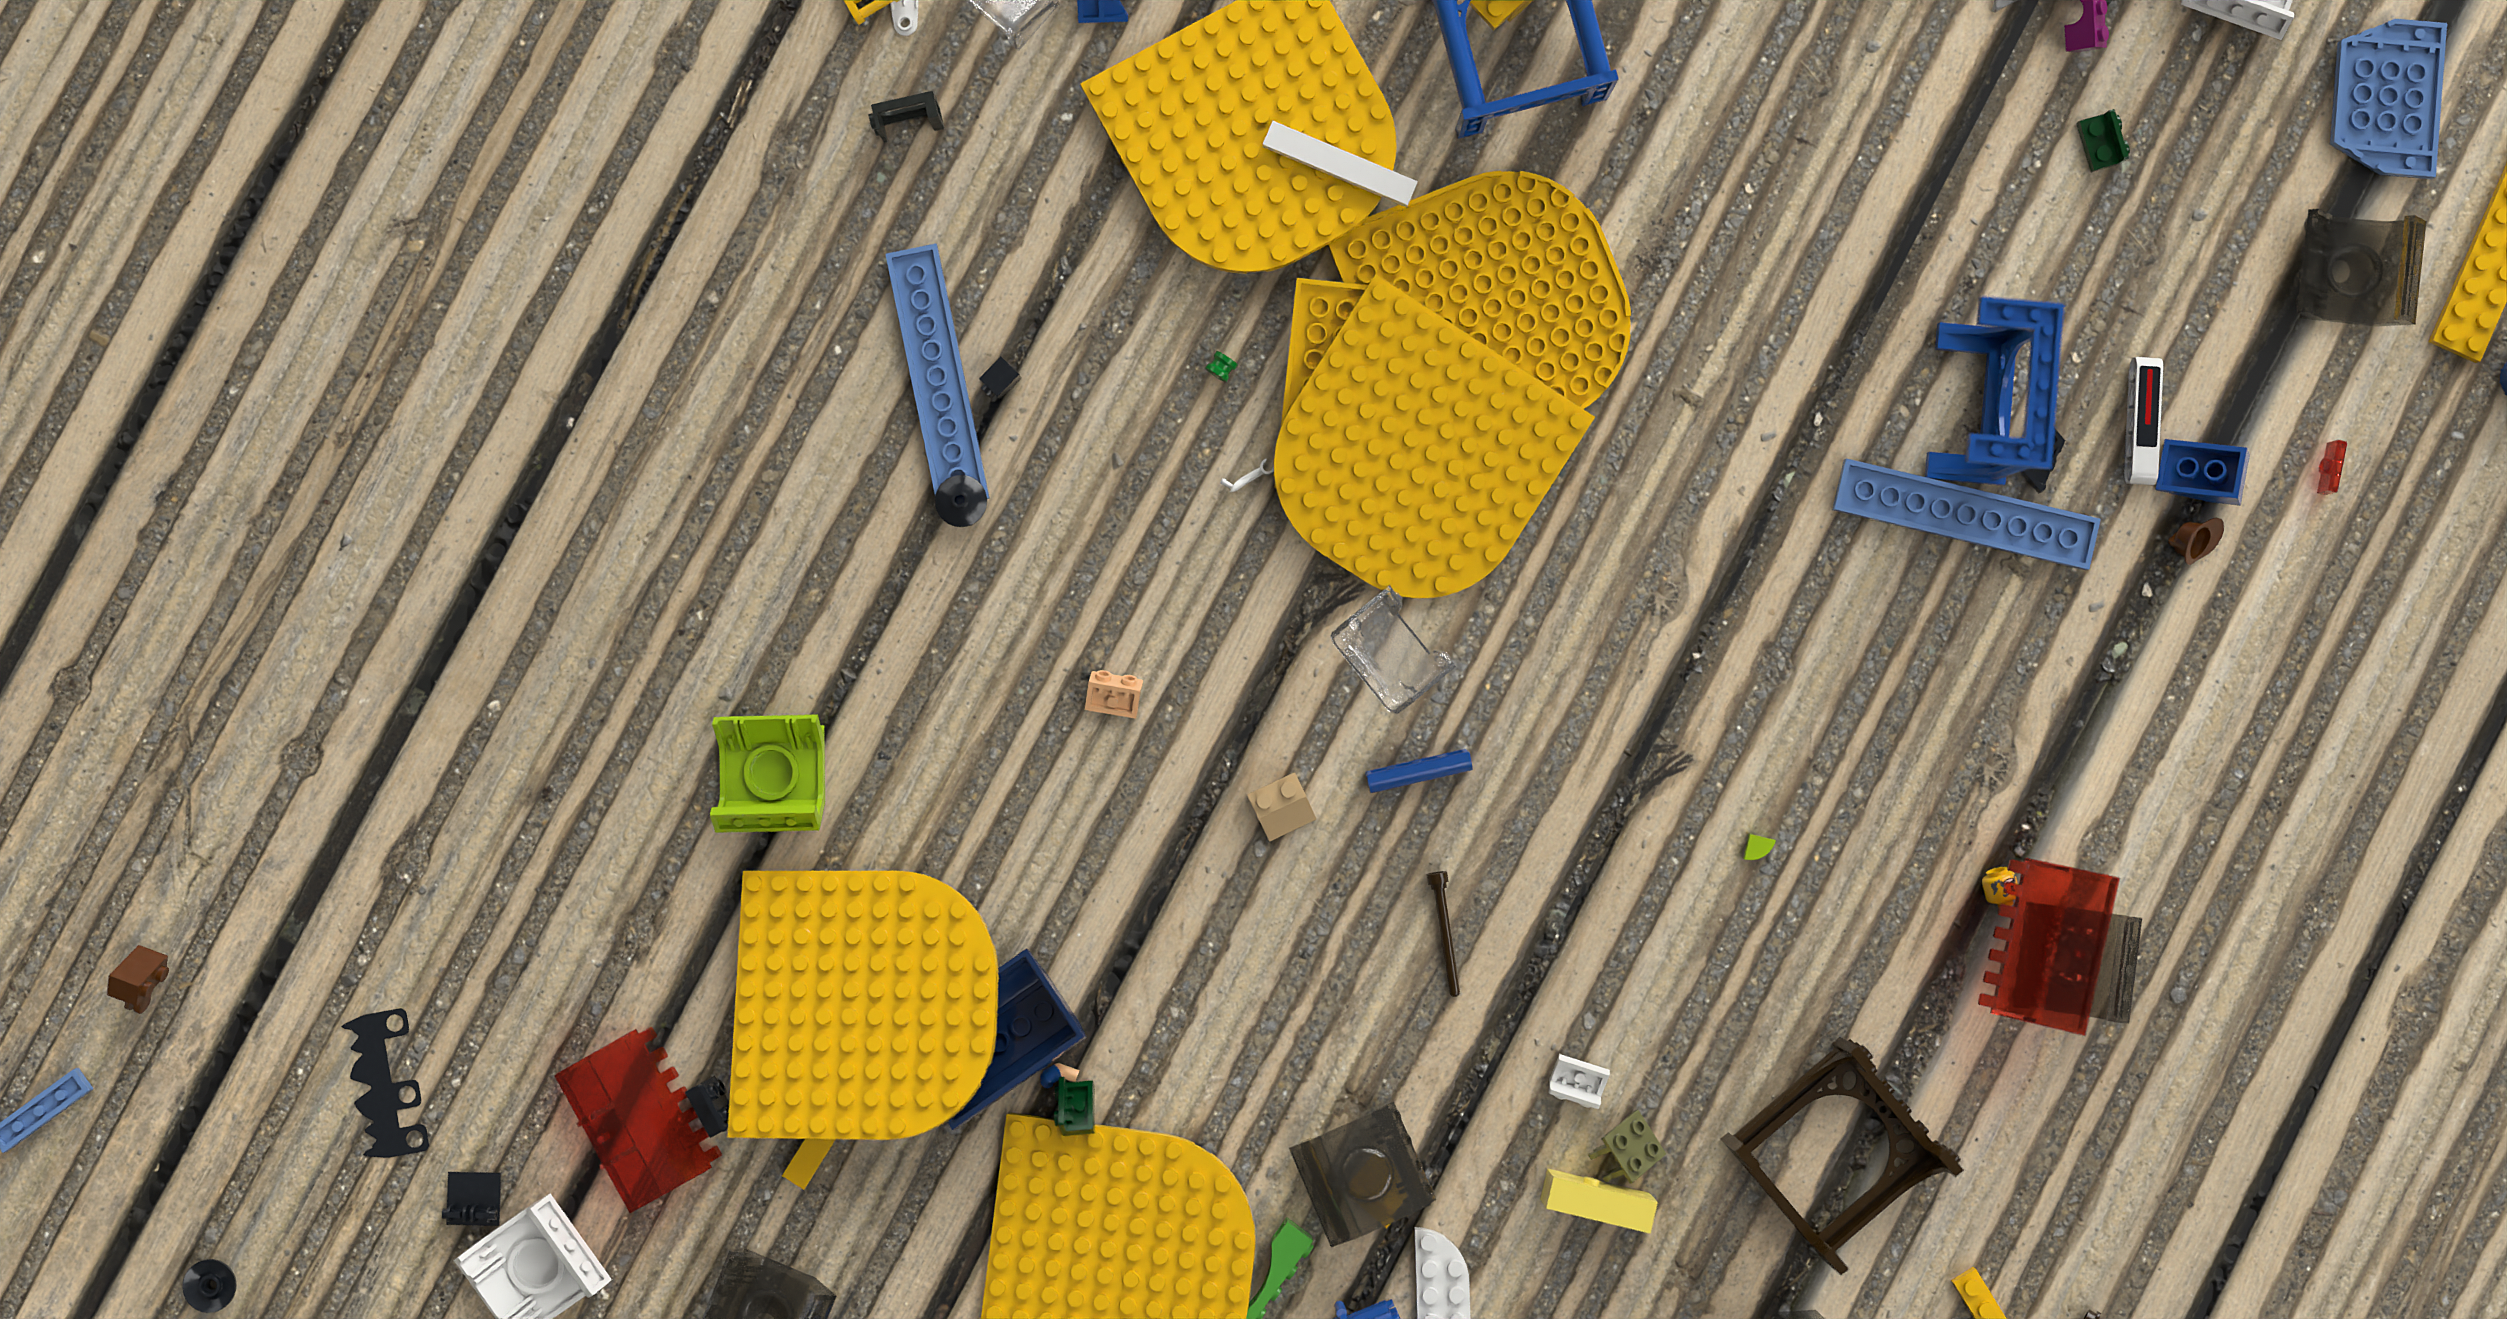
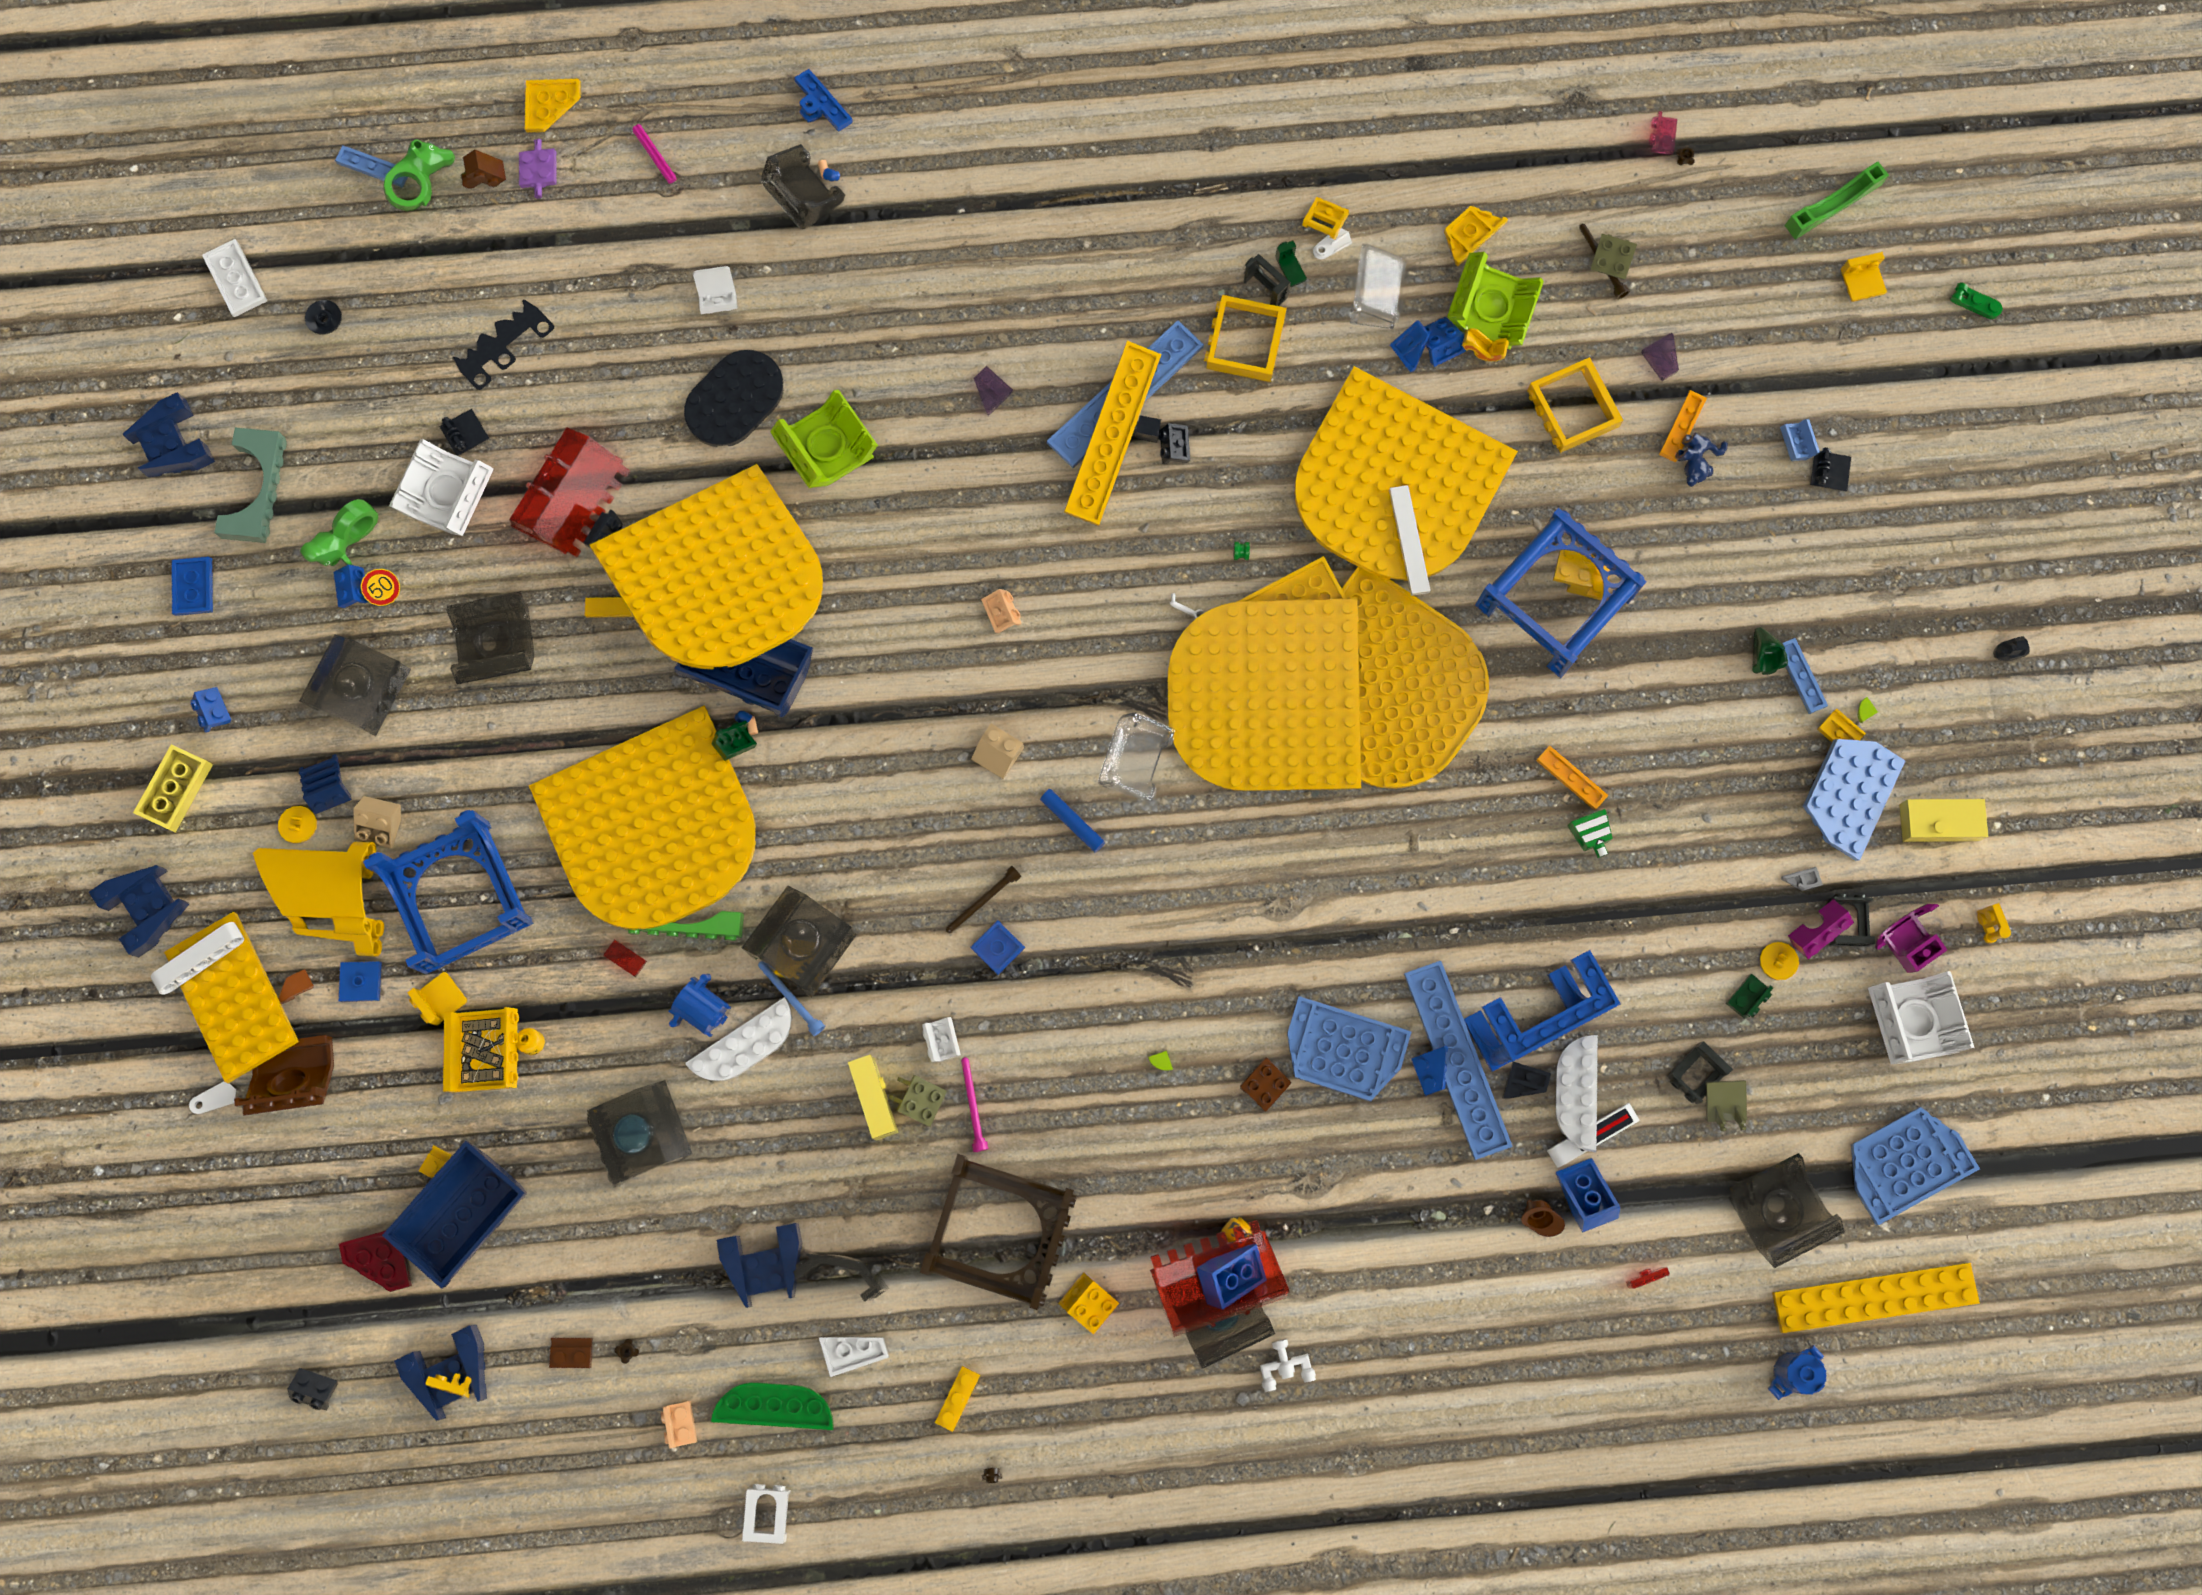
camera: 60 degrees right, 10 degrees down
(78, 1050) = (419, 163): none -> bright green animal
(93, 840) = (548, 101): none -> yellow plate
(176, 906) = (537, 168): none -> medium lavender plate
(253, 751) = (654, 154): none -> dark pink axle
(313, 505) = (820, 102): none -> blue plate
(414, 556) = (826, 173): none -> blue arm
(414, 602) = (798, 188): none -> clear smoke windscreen
(487, 787) = (715, 290): none -> white bracket
(639, 847) = (734, 398): none -> black plate
(828, 532) = (991, 389): none -> clear purple wing
(900, 72) = (1289, 264): none -> dark green bracket
(973, 506) = (1059, 459): black dish -> none
(980, 424) = (1112, 433): none -> yellow plate
(1021, 194) = (1240, 369): none -> yellow window
(1038, 358) = (1174, 443): none -> black bracket
(1468, 1214) = (815, 1026): none -> medium blue piece
(1511, 950) = (997, 947): none -> blue plate
(1721, 1110) = (979, 1143): none -> dark pink piece
(1732, 167) = (1572, 778): none -> light orange plate
(1810, 187) = (1592, 832): none -> green torso
(1857, 747) = (1265, 1084): none -> reddish brown hinge
(1875, 633) = (1344, 1049): none -> medium blue plate
(1960, 551) = (1431, 1070): none -> blue wing
(1972, 1101) = (1088, 1303): none -> yellow bracket
(2054, 927) = (1231, 1276): none -> blue slope
(2082, 79) = (1779, 961): none -> yellow piece
(2102, 415) = (1578, 1092): none -> white plate
(2170, 269) = (1720, 1066): none -> pearl dark grey panel
(2177, 927) = (1285, 1367): none -> white piece
(2201, 248) = (1726, 1102): none -> olive plate

